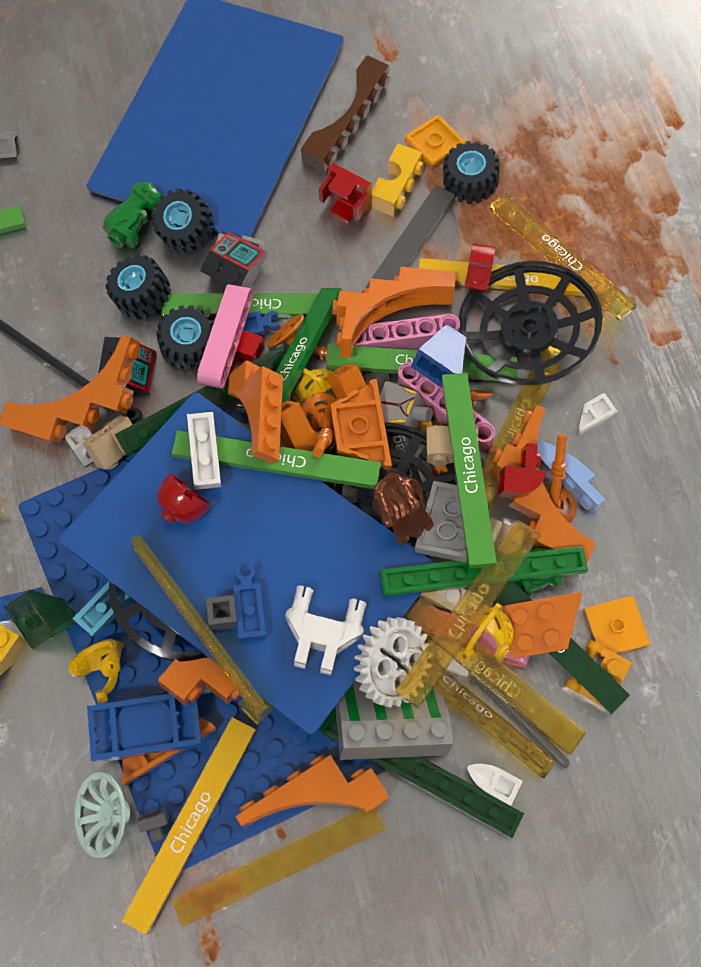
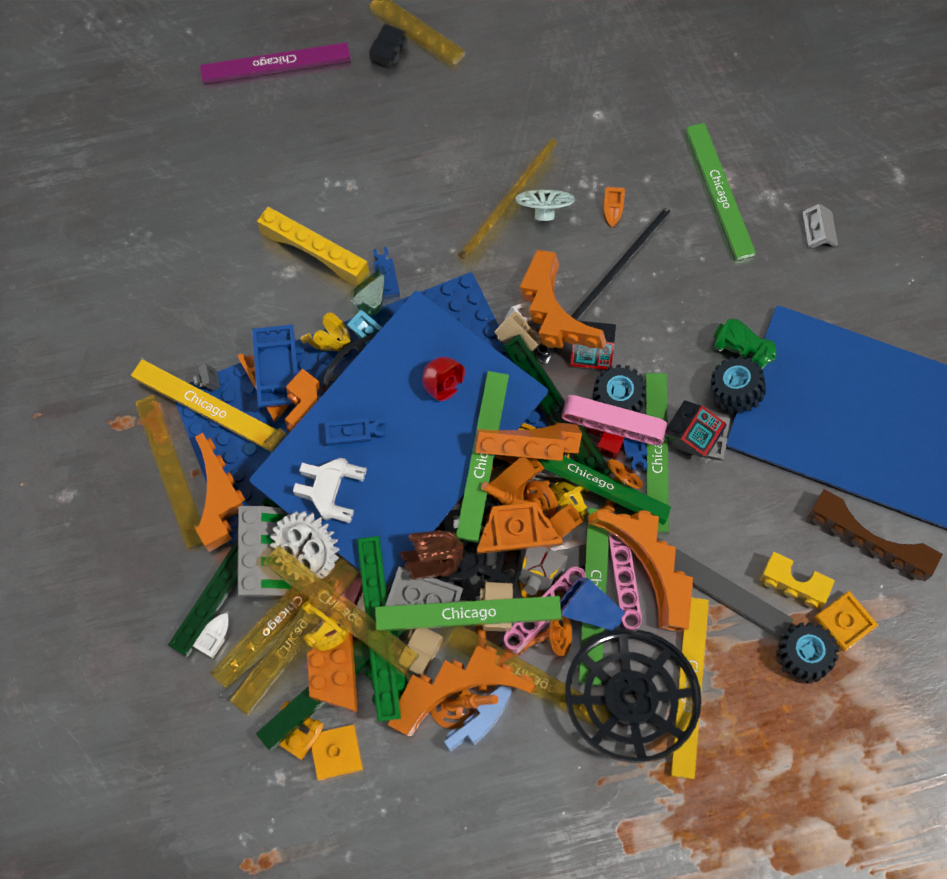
camera: 90 degrees right, 0 degrees up
(111, 813) = (219, 349): light aqua wheel -> none
(138, 286) = (668, 350): black wheel -> none
(199, 627) = (336, 392): clear yellow tile -> none
(203, 450) = (486, 393): white plate -> none
(218, 605) = (345, 402): dark grey plate -> none
(349, 190) = (771, 528): red panel -> none
(480, 267) = (693, 649): red brick -> none
(522, 480) = (458, 665): red brick -> none
(559, 253) = (711, 737): clear yellow tile -> none
(596, 412) = (544, 756): white tile -> none

